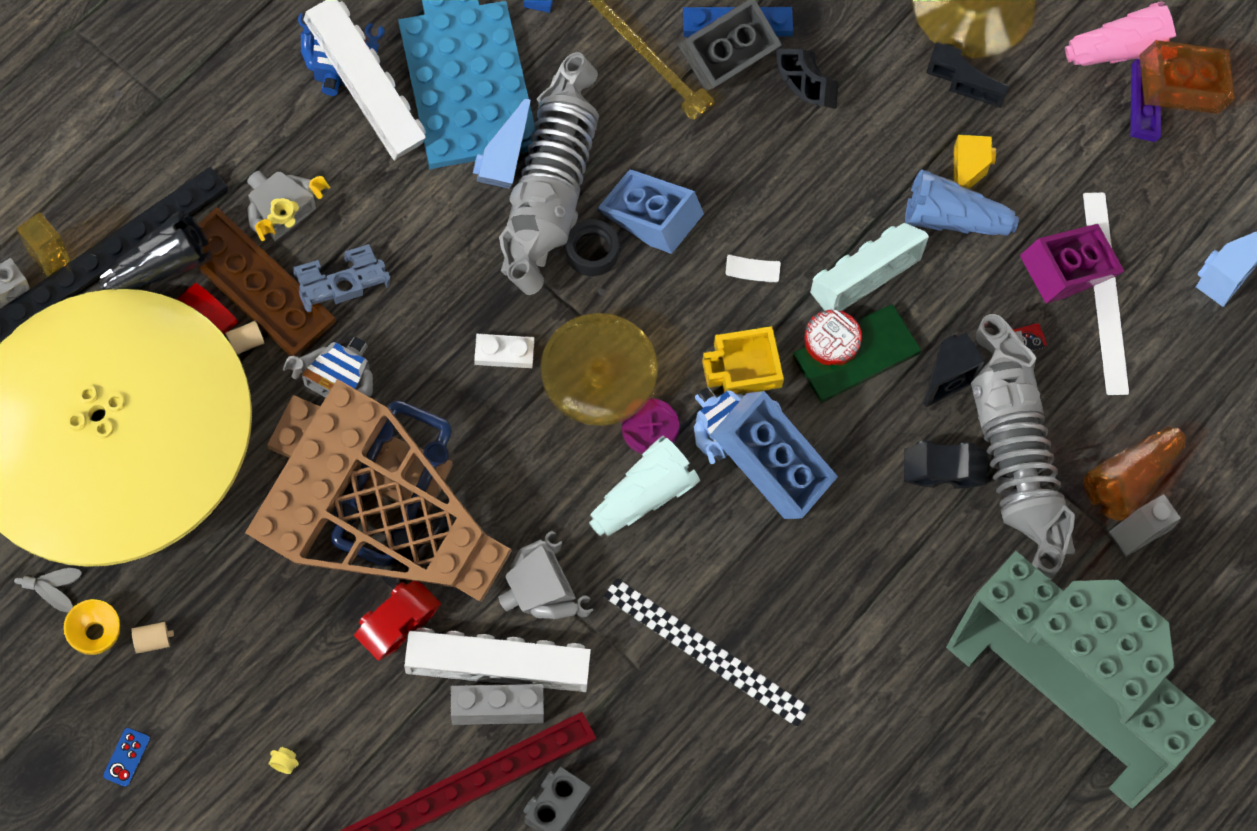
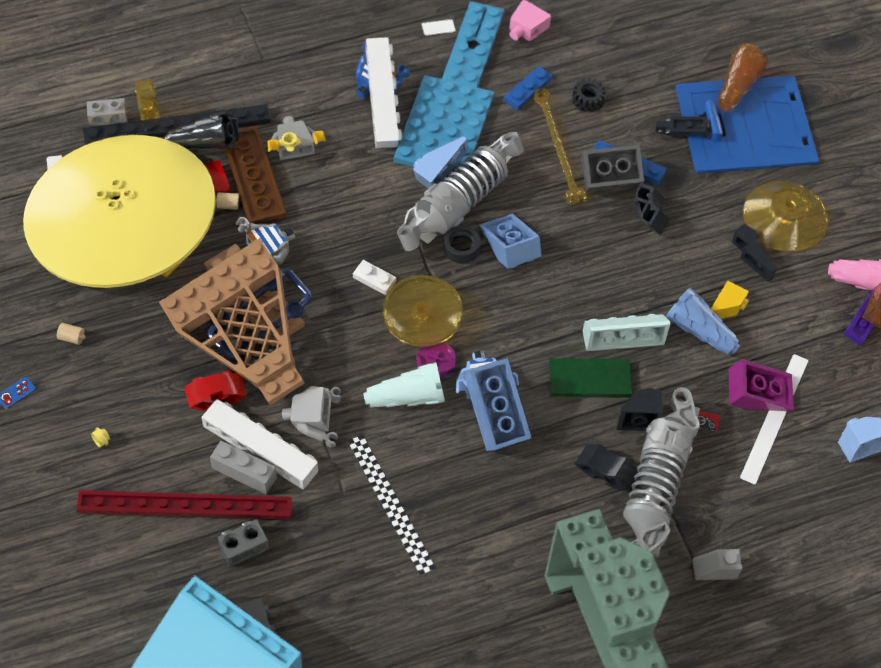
camera: 30 degrees right, 10 degrees down
(47, 586) = (33, 279): light grey piece -> none
(85, 615) = (41, 304): yellow piece -> none
(321, 289) = (285, 191): sand blue piece -> none
(744, 362) = (517, 345): yellow piece -> none
(753, 269) = (554, 301): white sticker -> none
(833, 337) = (578, 360): tile -> none
(1130, 475) = (728, 529): clear orange cone -> none

